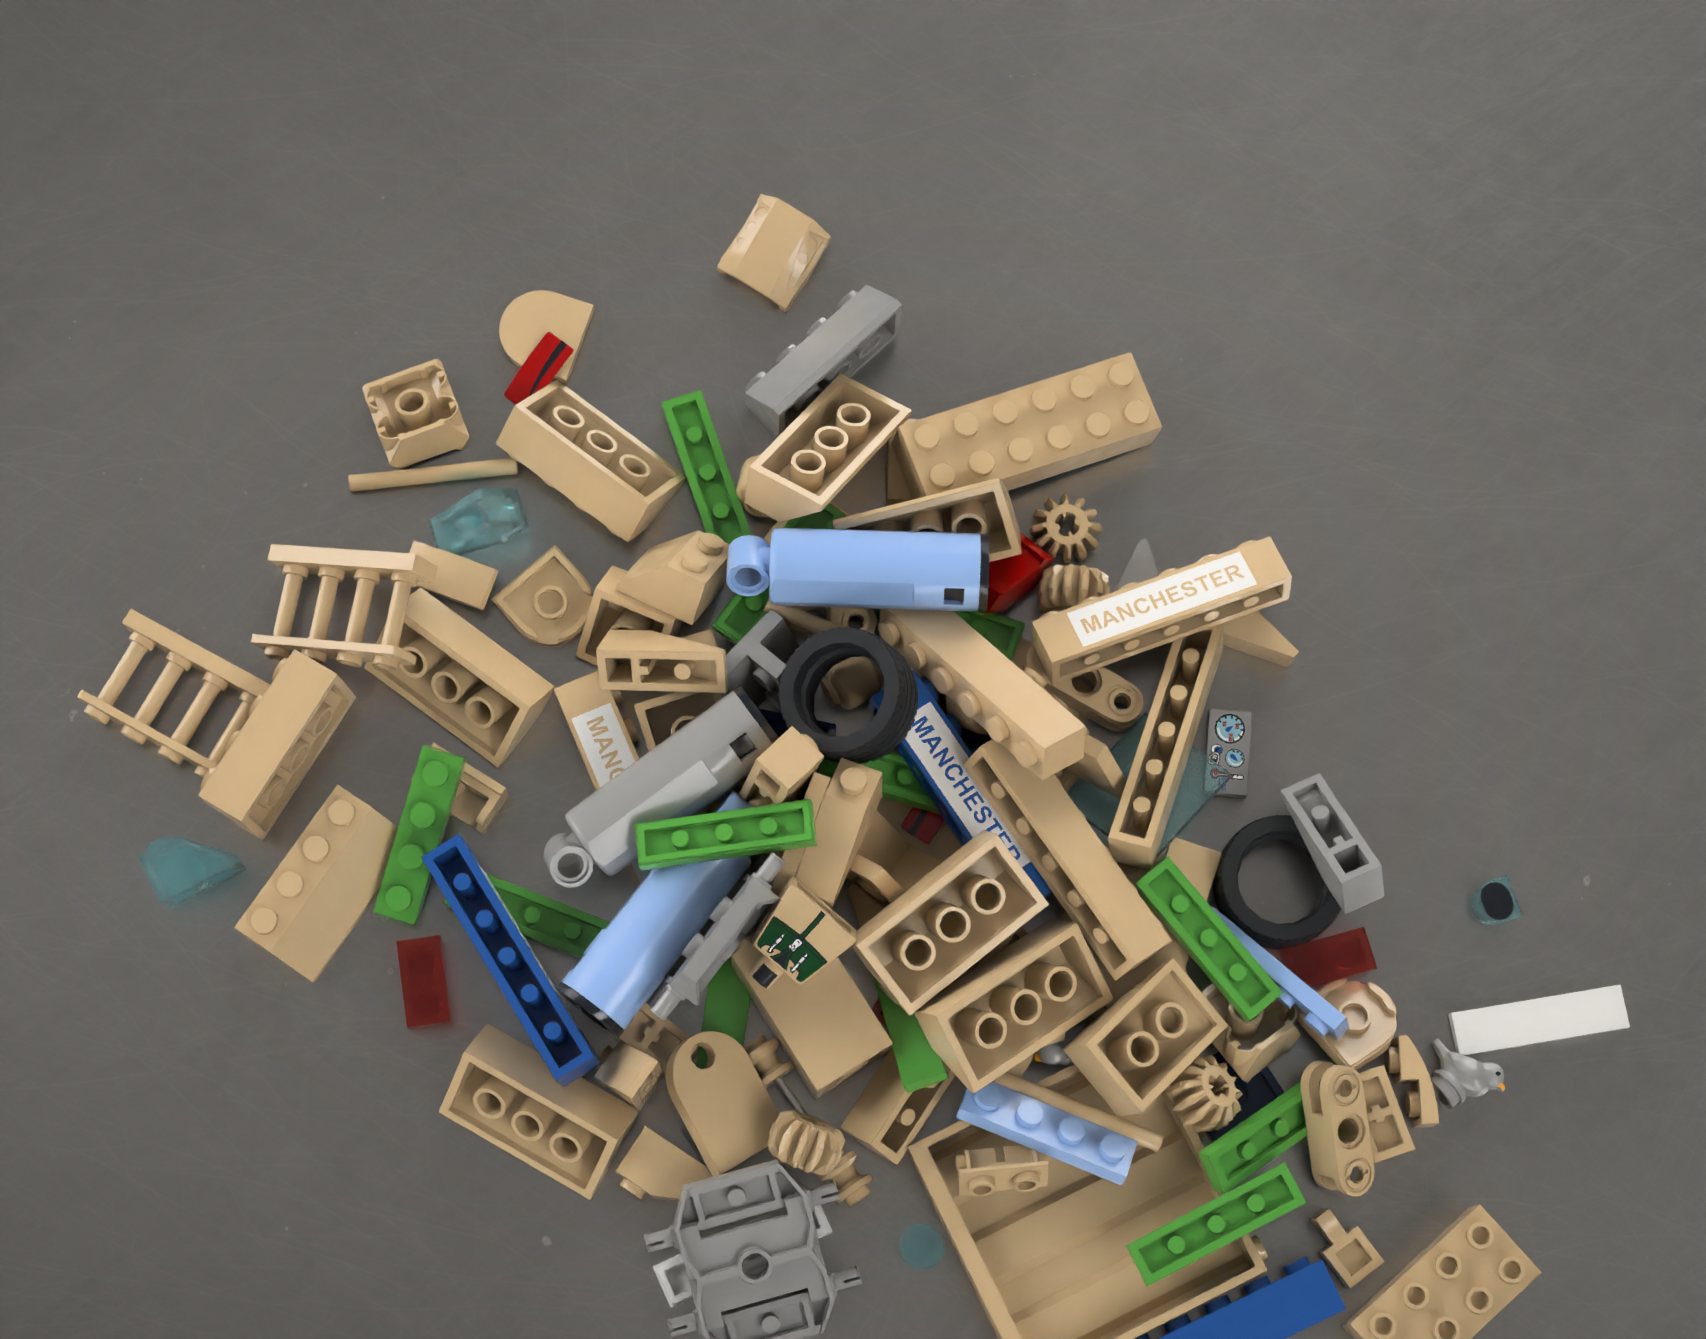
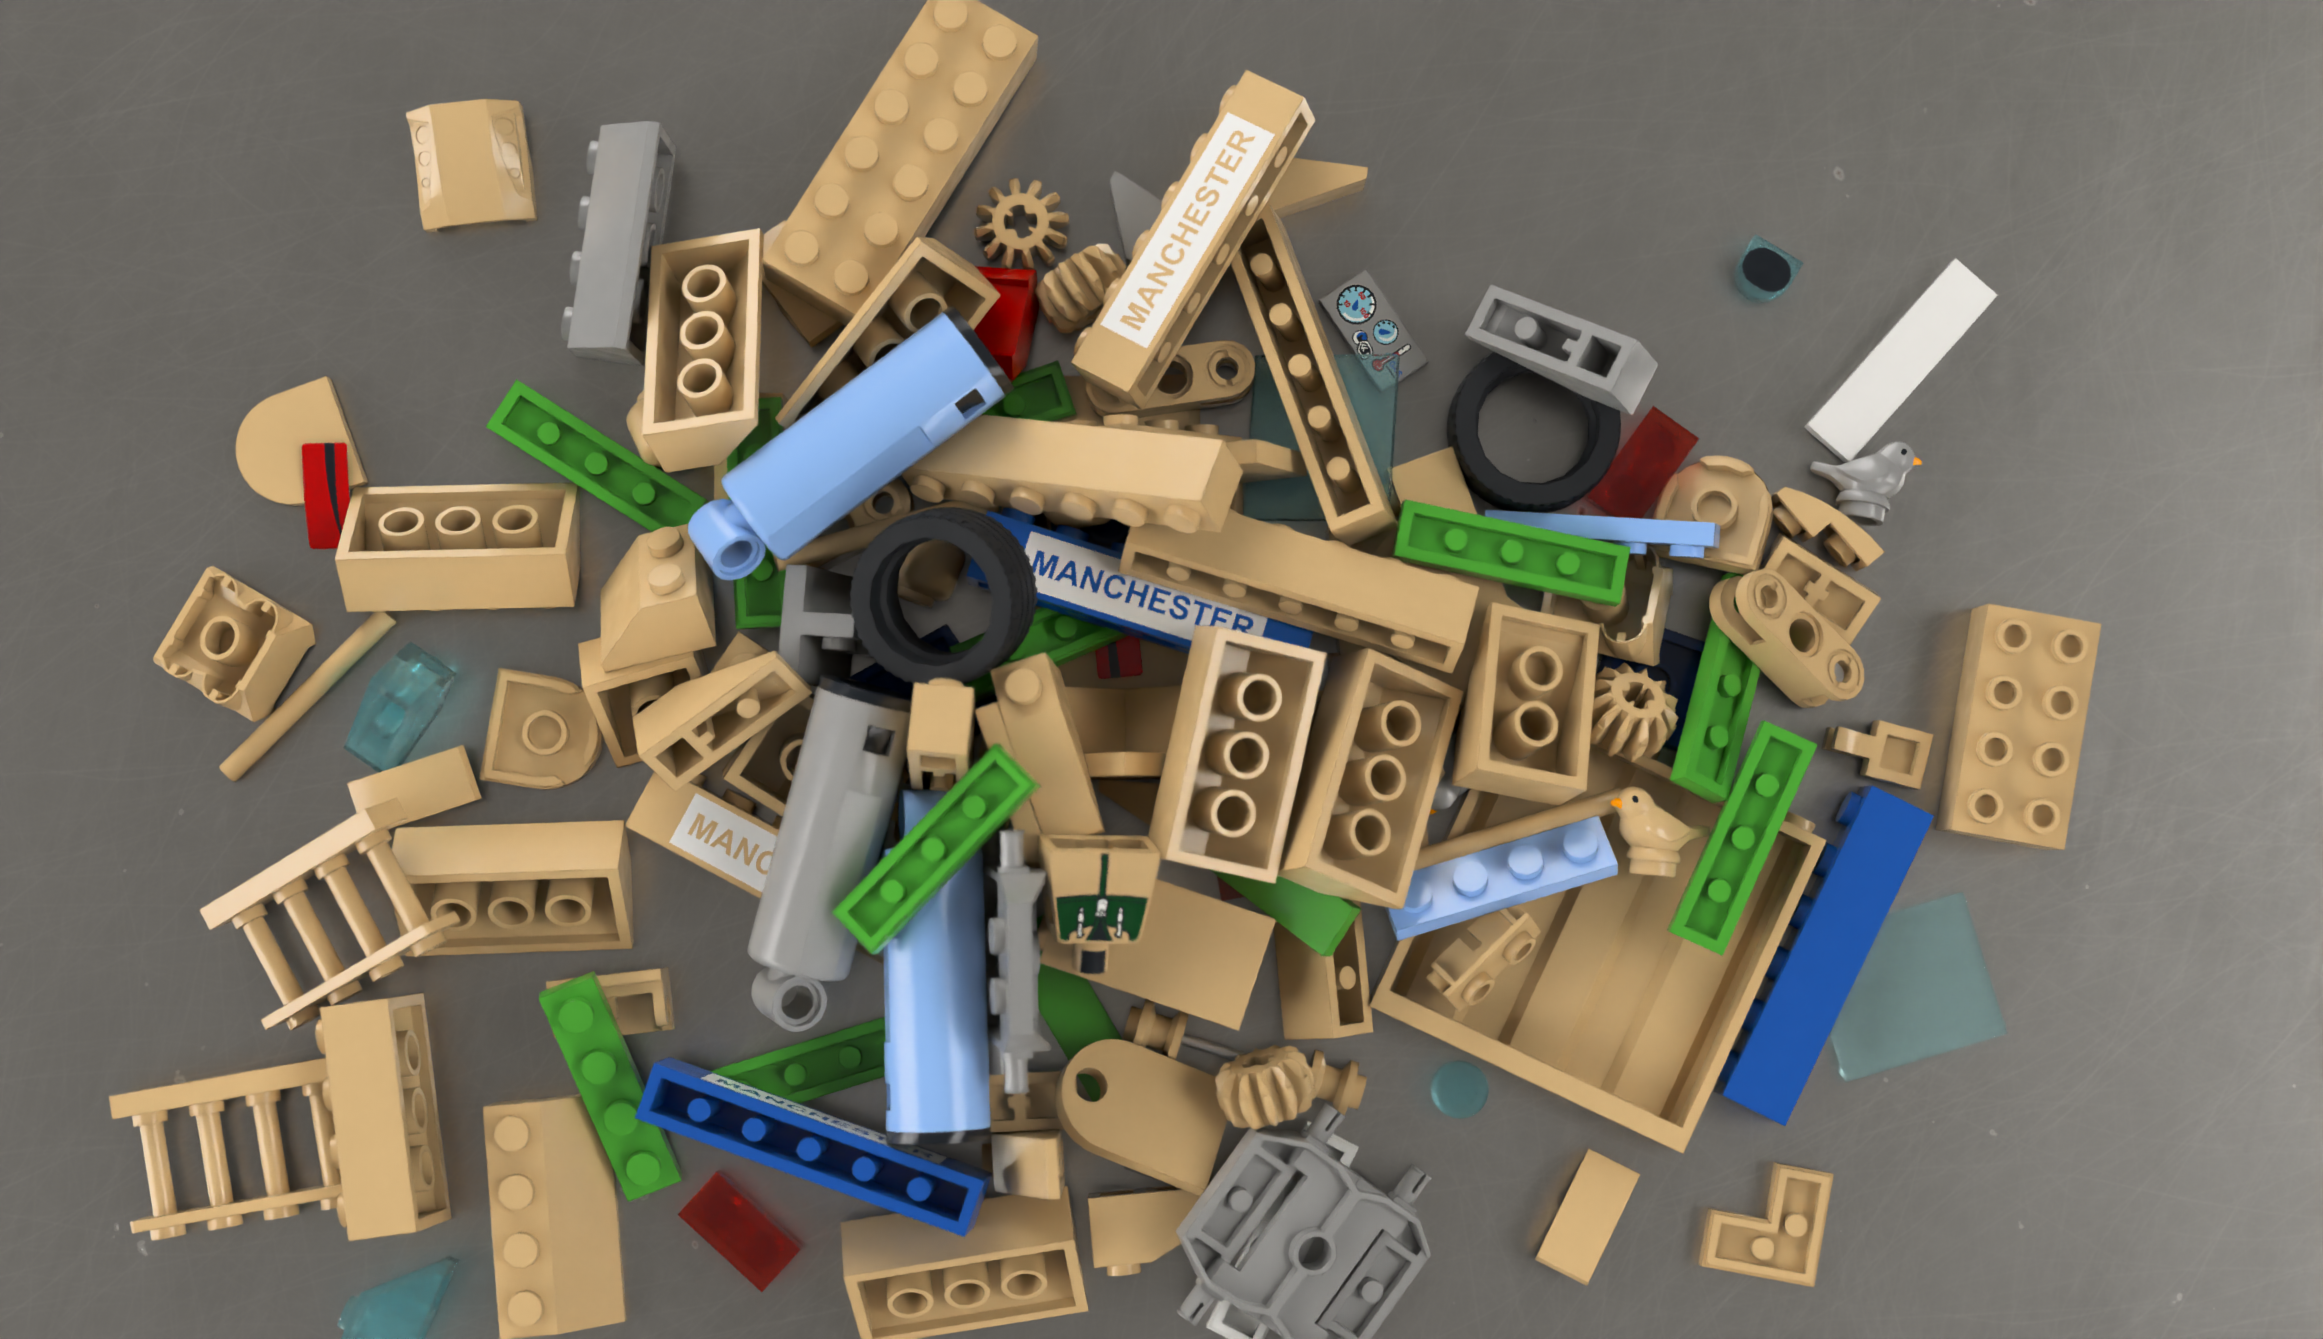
camera: 35 degrees left, 10 degrees up
(1162, 1178) = (1652, 833): none -> tan animal

